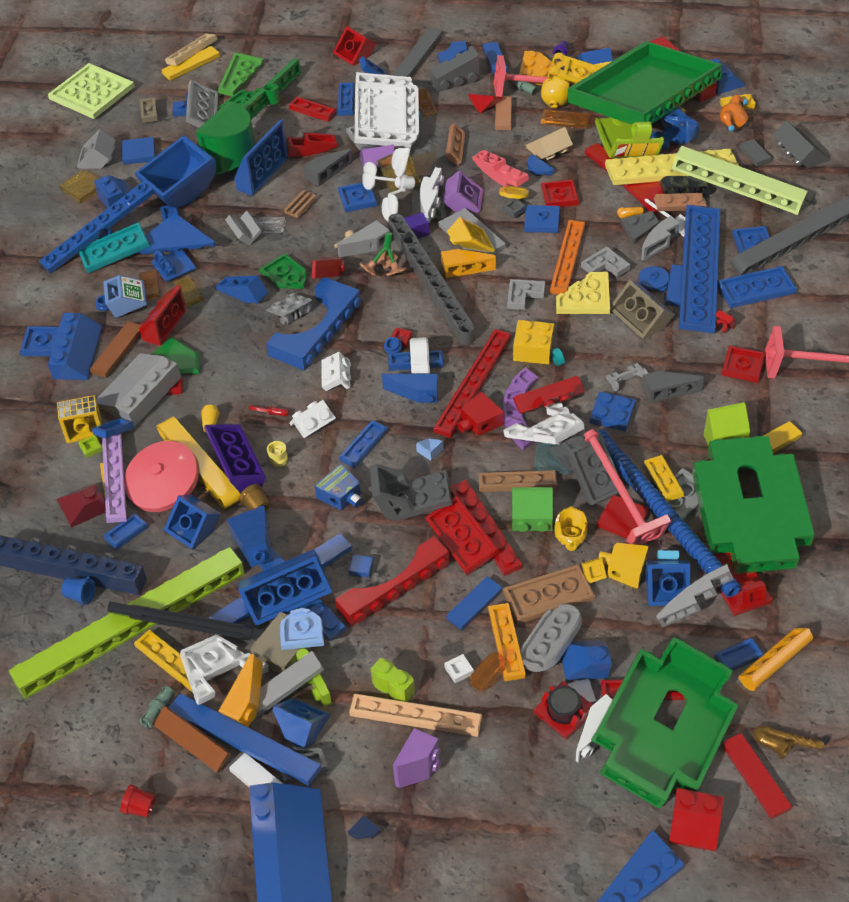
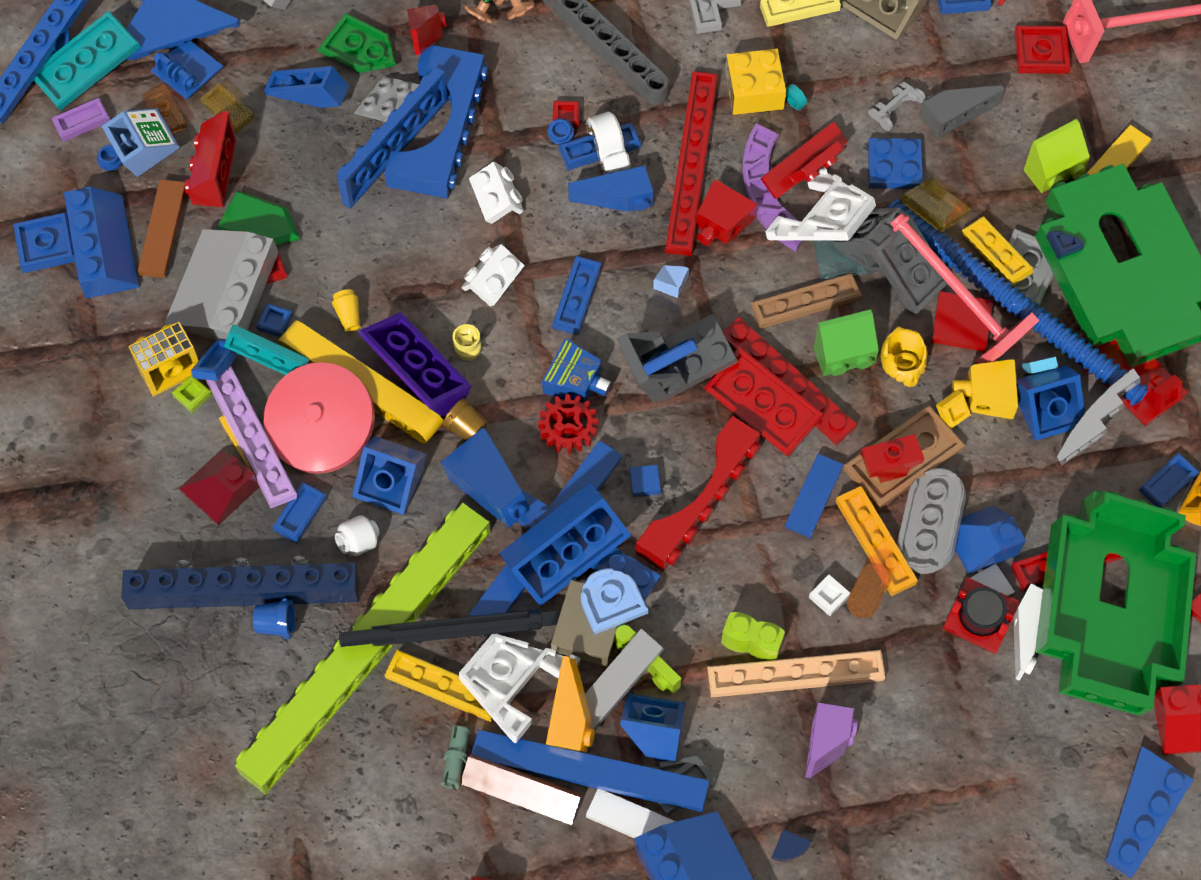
camera: 20 degrees left, 15 degrees up
(94, 279) = (80, 119): none -> medium lavender tile
(141, 426) = (263, 351): none -> teal tile
(154, 552) = (357, 536): none -> white head
(161, 414) = (274, 320): none -> blue tile
(272, 410) = (429, 274): red piece -> none
(286, 320) = (394, 135): none -> blue plate
(323, 518) = (568, 435): none -> red gear
(403, 485) = (670, 355): none -> blue tile
(534, 587) = (892, 458): none -> red brick
(629, 440) = (935, 205): none -> clear yellow tile
(706, 476) = (1064, 244): none -> dark blue tile

